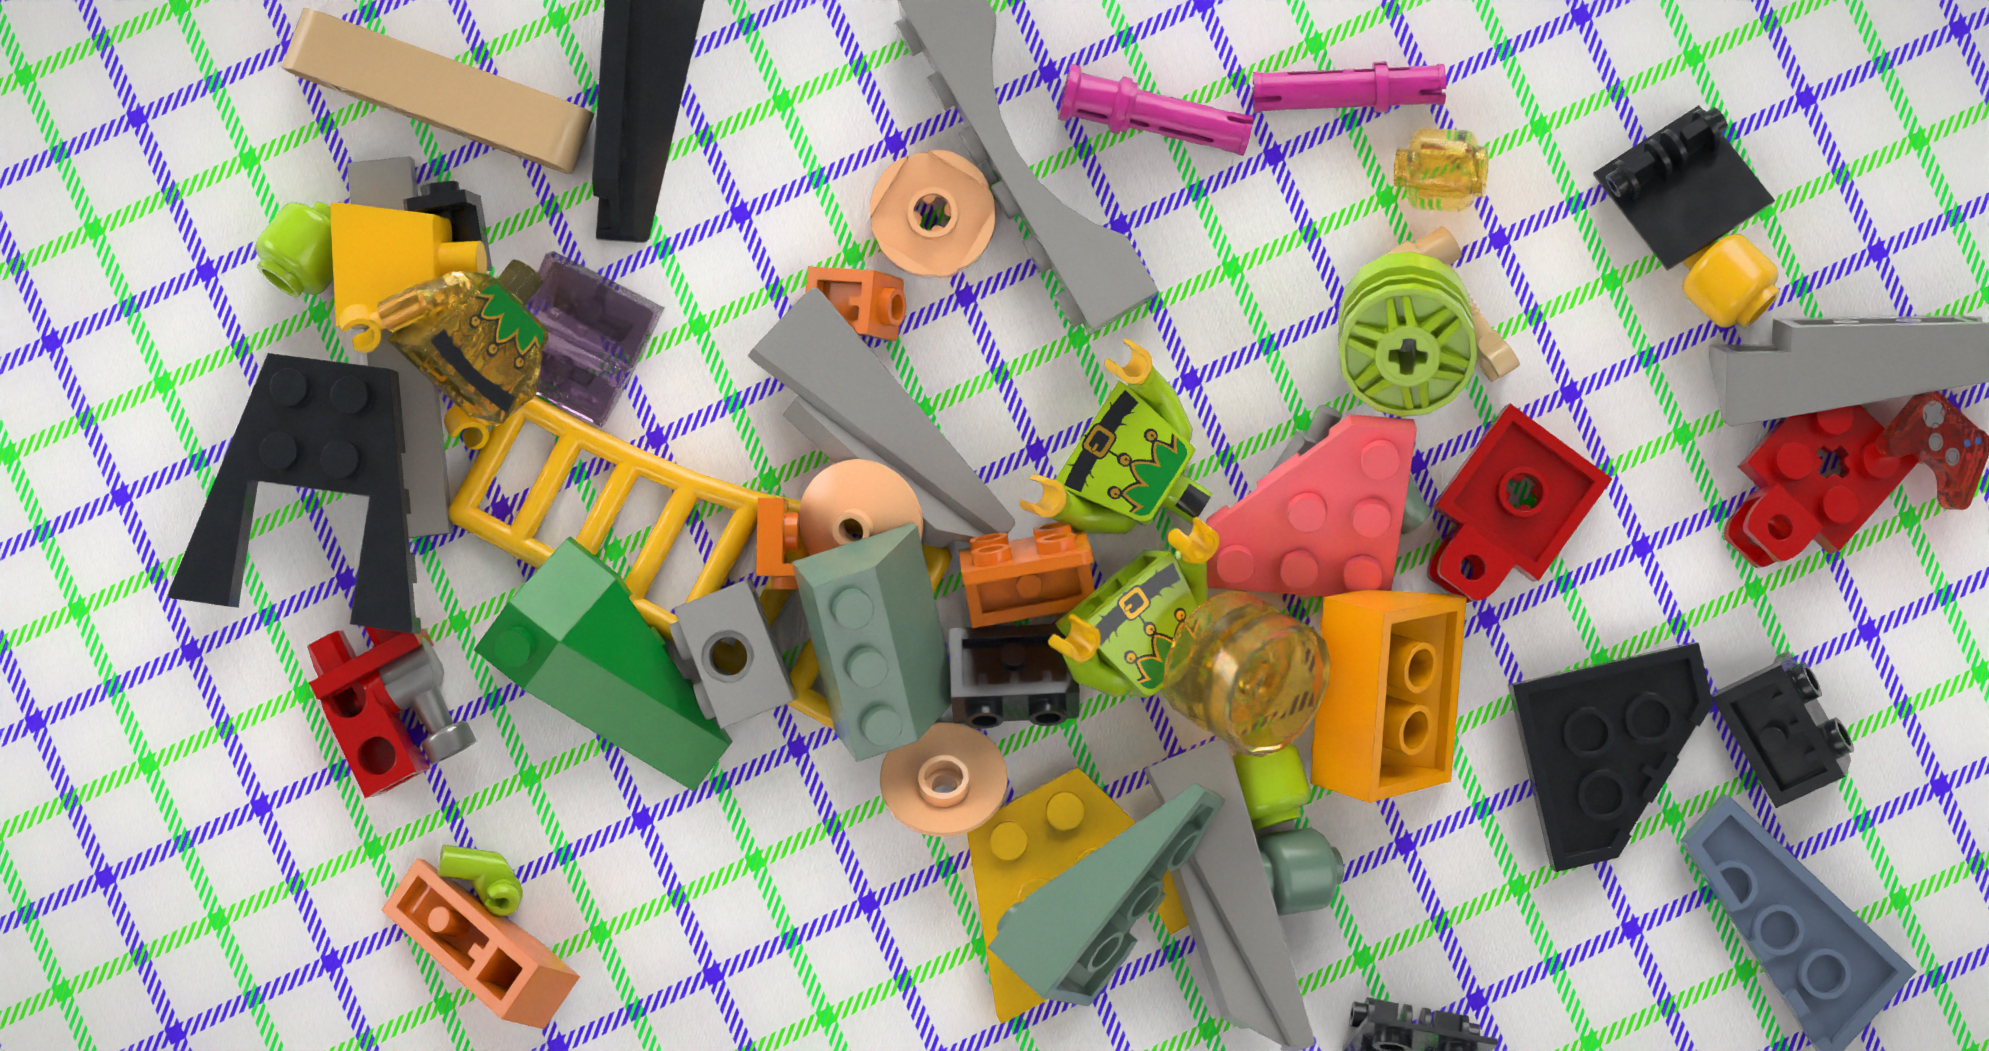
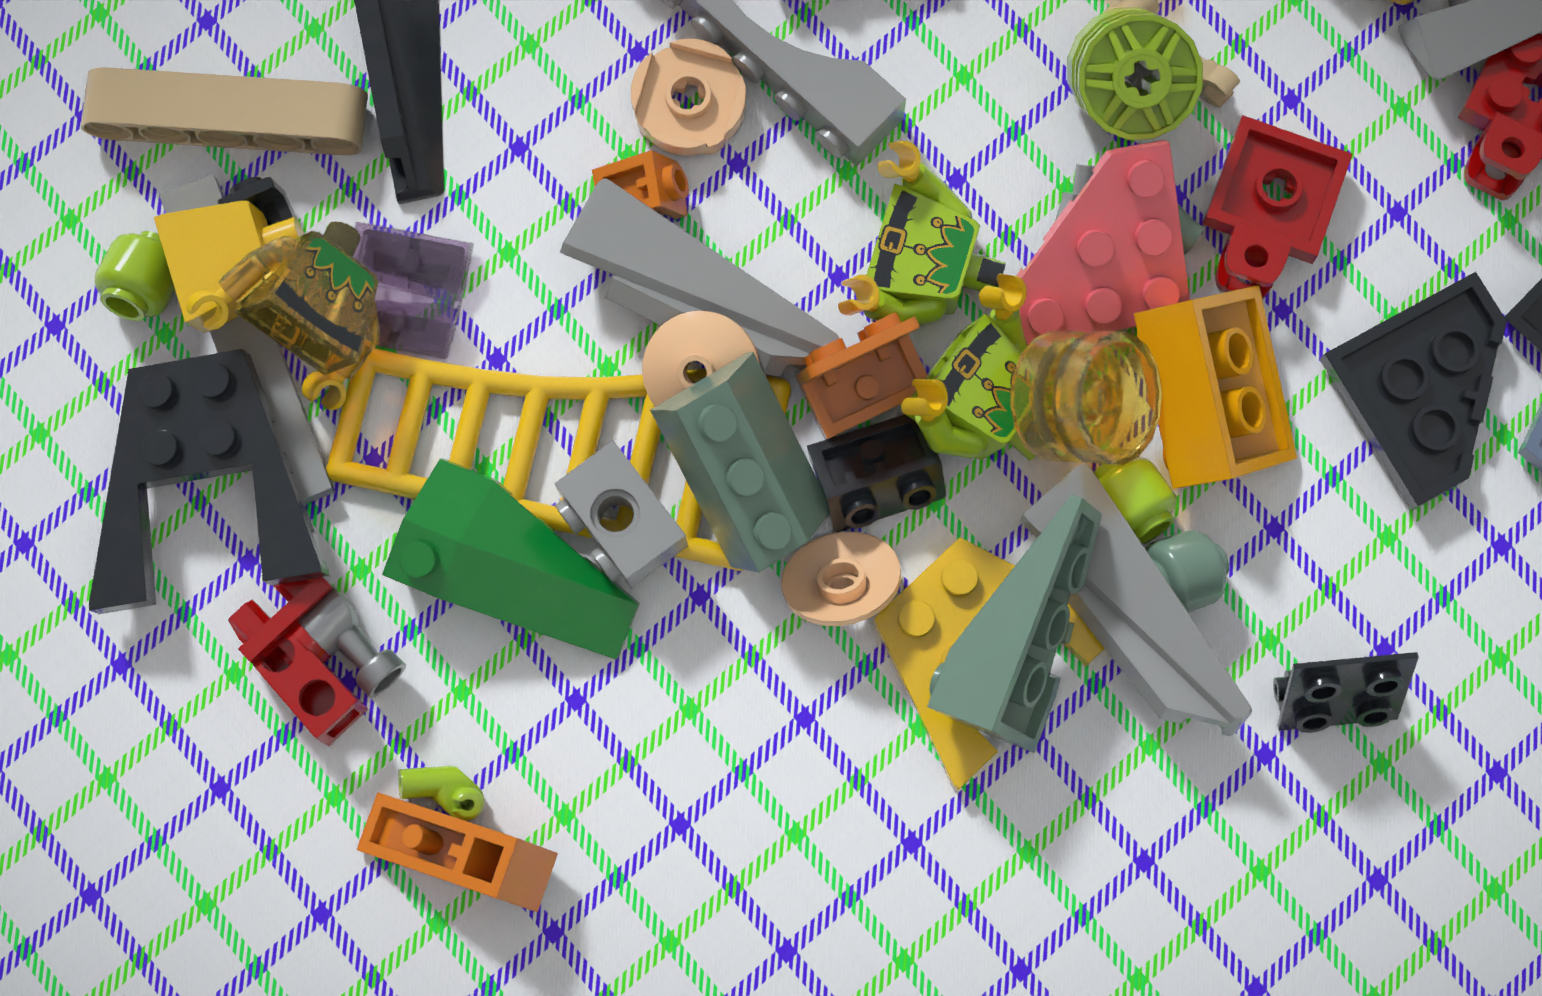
camera: 10 degrees left, 10 degrees down
(776, 534) = (629, 401): orange bracket -> none

